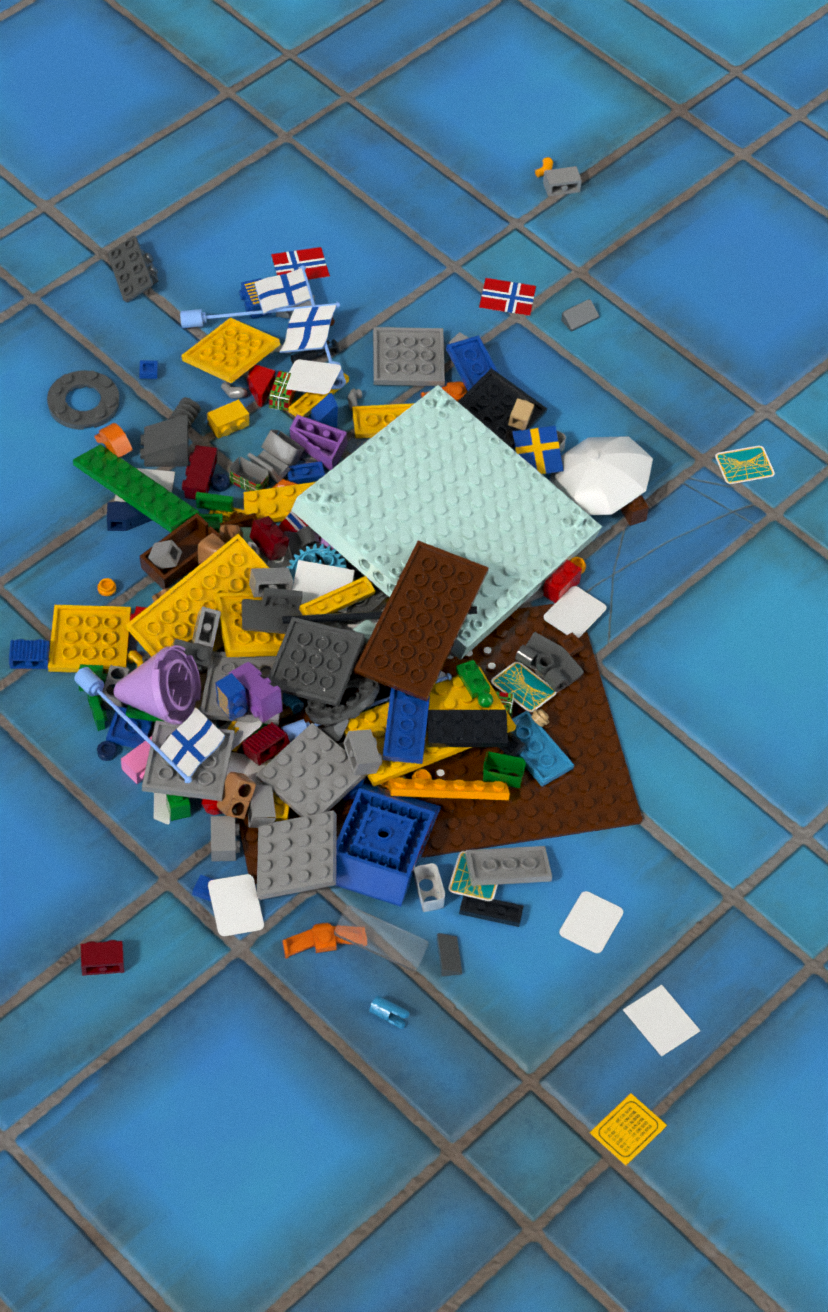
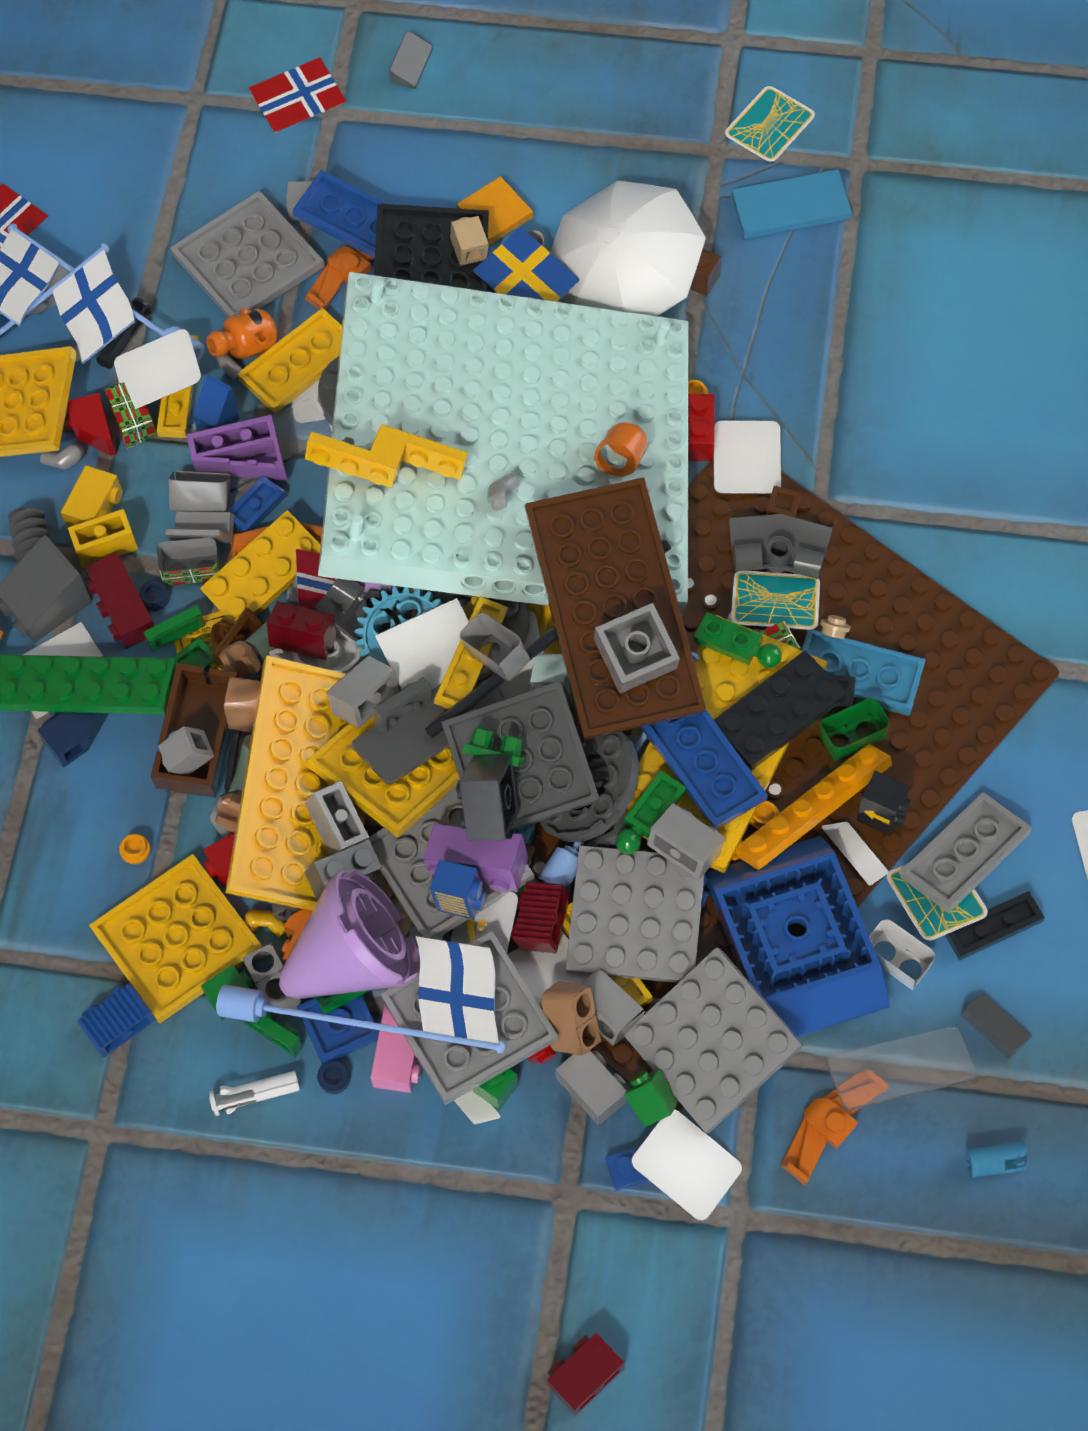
camera: 30 degrees left, 10 degrees up
(63, 729) = (253, 1092): none -> white piece
(218, 437) = (102, 537): none -> yellow brick
(244, 860) = (651, 1097): none -> green brick
(279, 660) = (488, 797): none -> black brick
(308, 650) = (481, 743): none -> green hips
(344, 590) = (484, 630): none -> light grey piece
(369, 722) = (647, 810): none -> green plate
(370, 474) = (386, 456): none -> yellow bracket
(371, 390) = (244, 335): none -> orange piece
(411, 641) = (636, 648): none -> light grey brick
(415, 528) = (498, 490): none -> light grey arm
(453, 828) = (856, 851): none -> white sticker
(483, 810) = (884, 804): none -> black brick
(504, 551) = (626, 440): none -> orange helmet
(559, 413) = (504, 205): none -> light orange tile
(717, 510) = (791, 204): none -> dark azure tile

